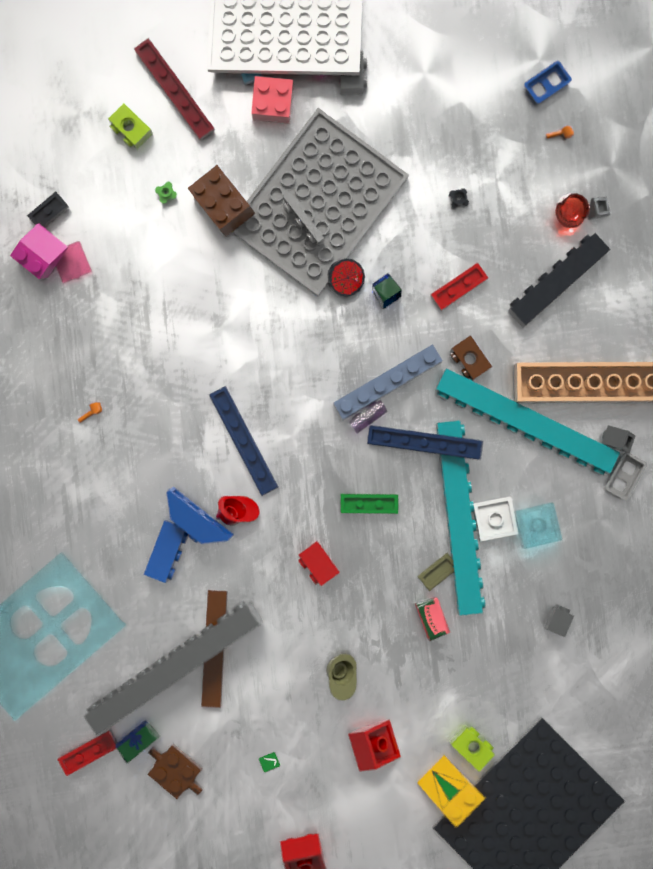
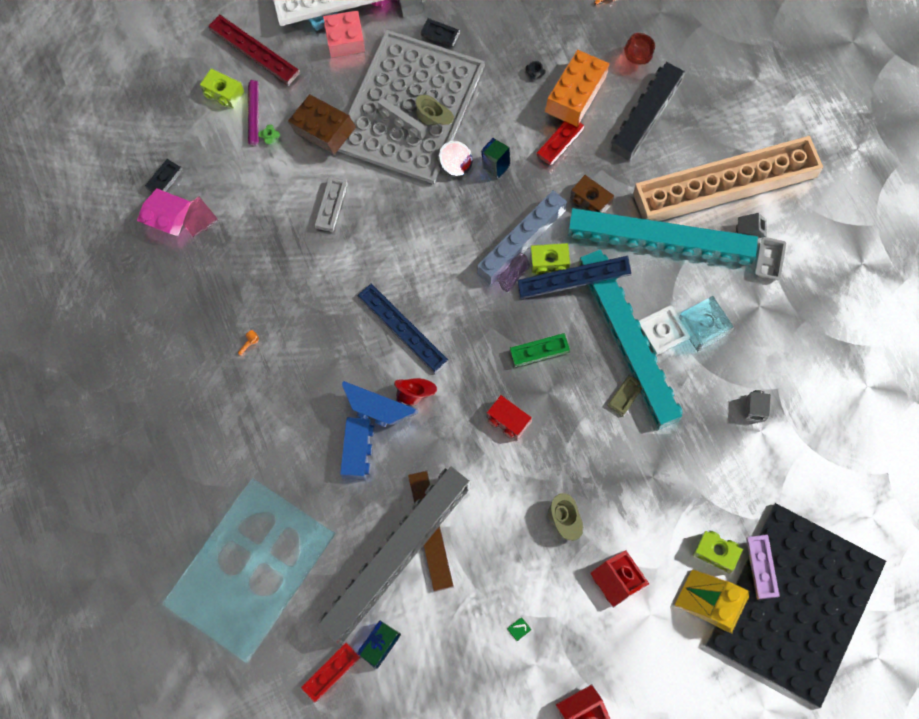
camera: 15 degrees left, 15 degrees down
(156, 161) = (253, 112): none -> magenta axle
(175, 771) = (425, 665): reddish brown plate -> none
(208, 289) = (331, 204): none -> light grey plate
(338, 222) = (432, 112): none -> olive piece
(373, 126) = (440, 32): none -> black plate
(419, 410) = (540, 253): none -> lime brick
(432, 618) = (635, 437): piece -> none
(494, 235) = (577, 87): none -> orange brick
(507, 776) = (762, 567): none -> lavender plate
(598, 208) = (662, 46): dark grey slope -> none

